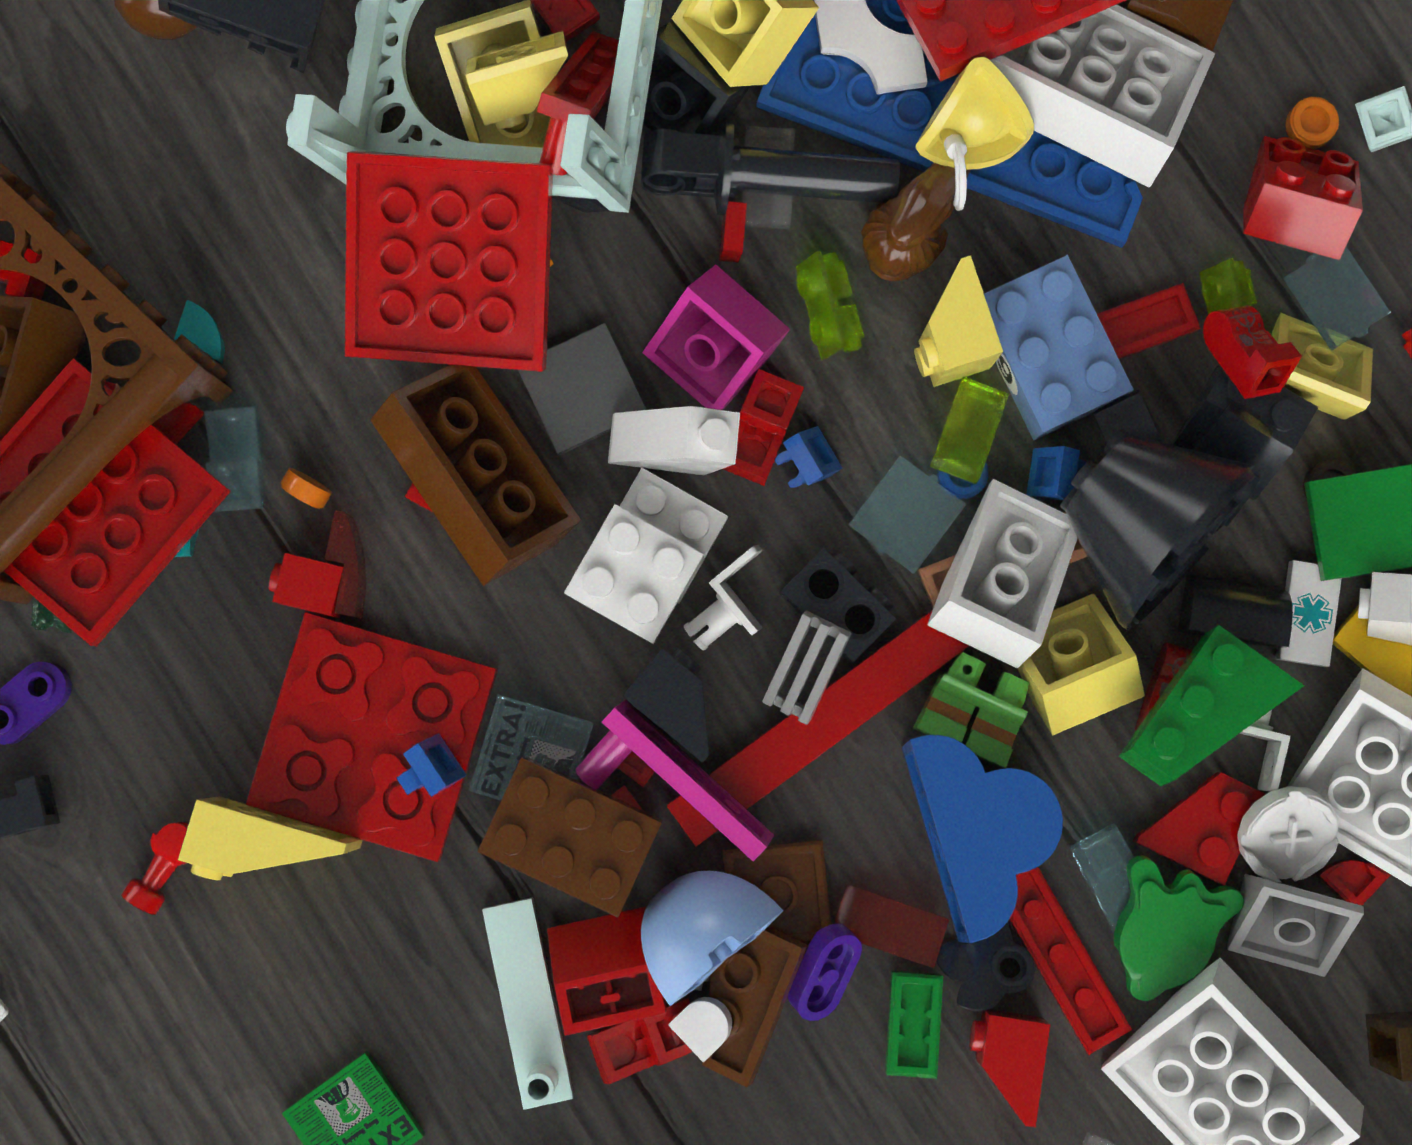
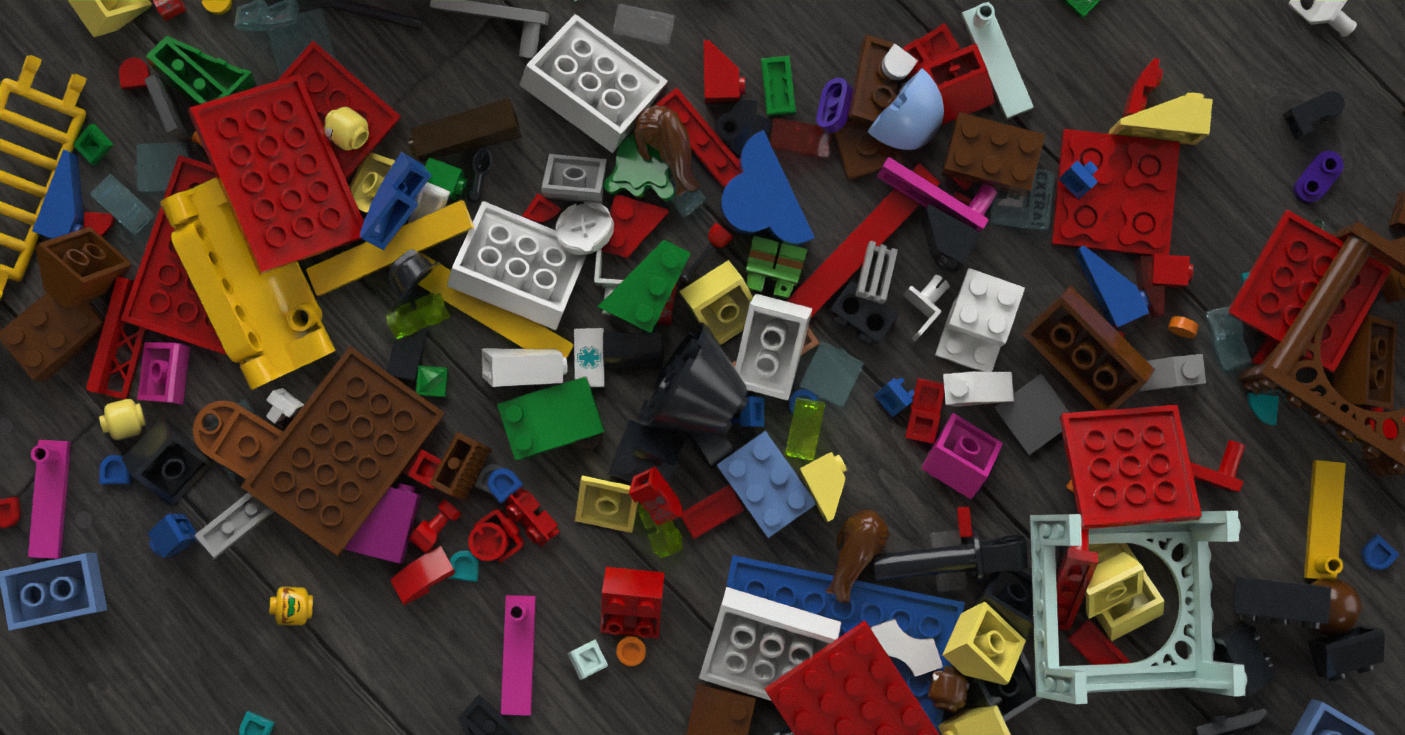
camera: 175 degrees right, 0 degrees up
(65, 67) = (1378, 553): none -> blue tile
(140, 133) = (1324, 520): none -> yellow piece
(166, 845) = (1225, 82): red leg -> none
(282, 918) = (1145, 83): none -> red slope
(287, 231) = (1227, 471): none -> red piece
(333, 414) = (1176, 372): none -> light grey slope
(406, 559) = (1114, 292): none -> blue slope
(831, 327) = (896, 478): clear neon green hinge -> none
(976, 124) = (837, 600): light yellow hat -> none
(1062, 776) = (718, 238): none -> hinge
(1132, 973) = (666, 133): none -> reddish brown hair
(1336, 297) = (601, 546): clear light blue piece -> none

